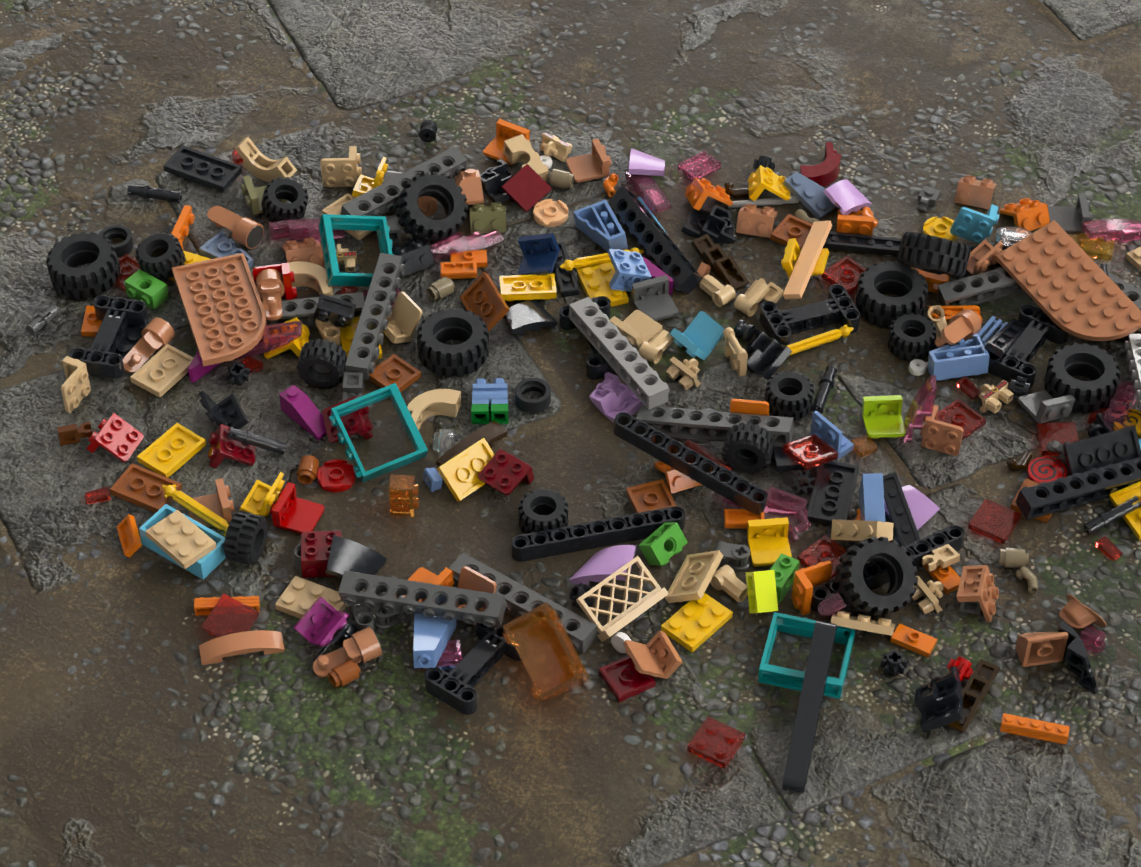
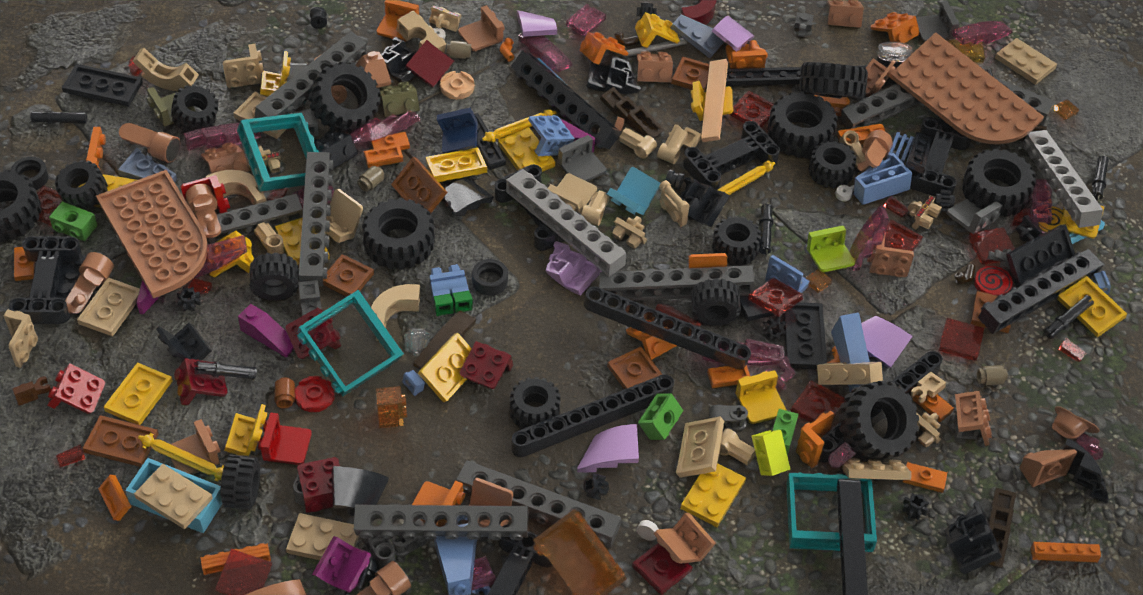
camera: 15 degrees left, 5 degrees up
(335, 311) = (274, 218): black bracket -> none
(601, 226) = (512, 93): medium blue wedge -> none
(633, 611) = (650, 496): tan fence -> none
(801, 214) = (695, 56): dark tan arm -> none
(899, 510) = (877, 347): black tile -> none
(939, 227) = (824, 52): yellow tile -> none
(963, 667) = (982, 497): red gear -> none
(974, 225) = (857, 45): medium azure bracket -> none
(1031, 579) = (1014, 395): dark tan arm -> none

